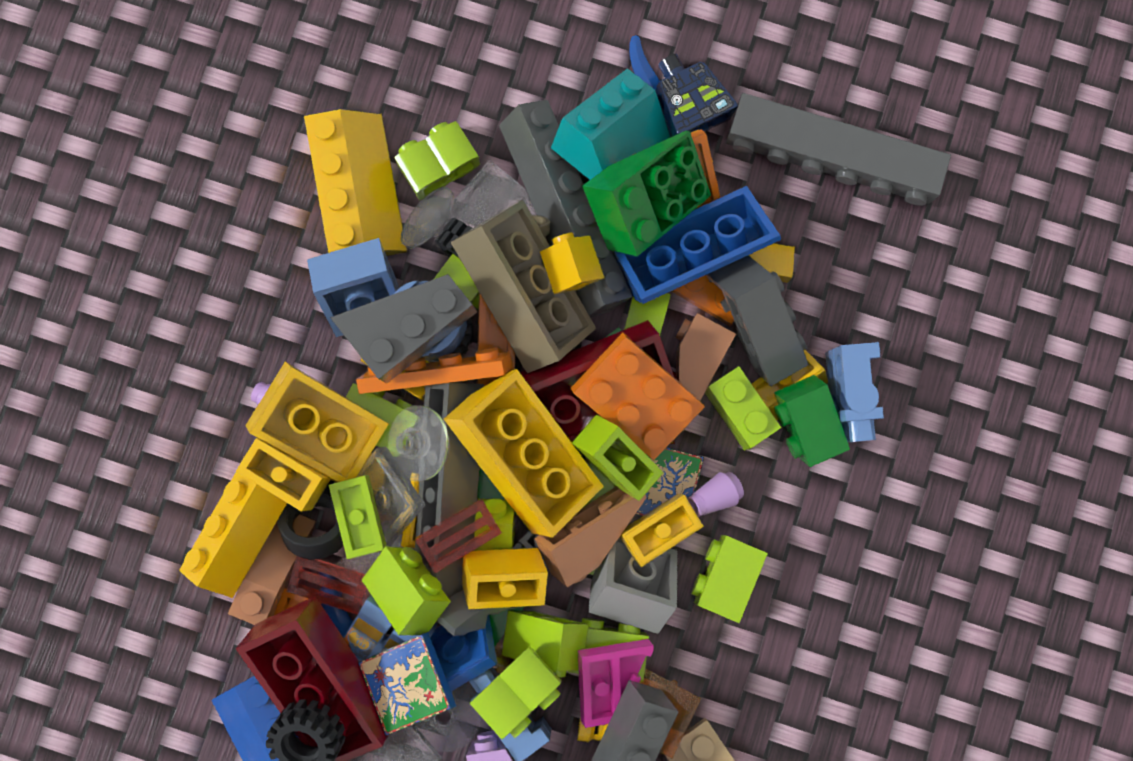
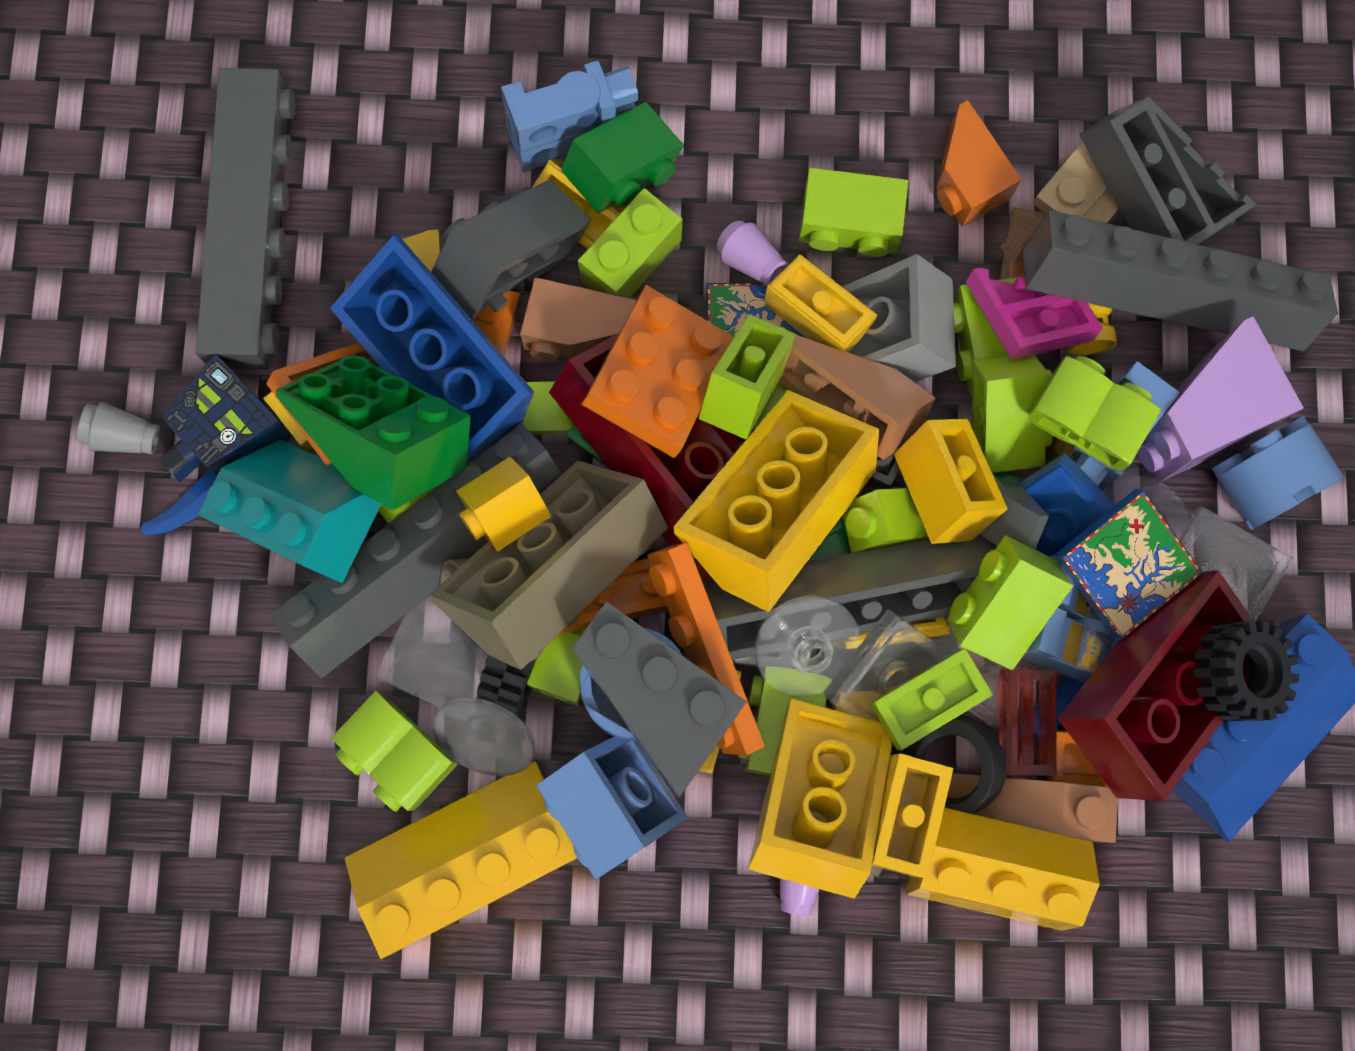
camera: 110 degrees left, 5 degrees down
(467, 547) = (929, 539): clear red tile -> none
(706, 32) = (115, 430): none -> light grey cone
(739, 678) = (973, 169): none -> orange slope

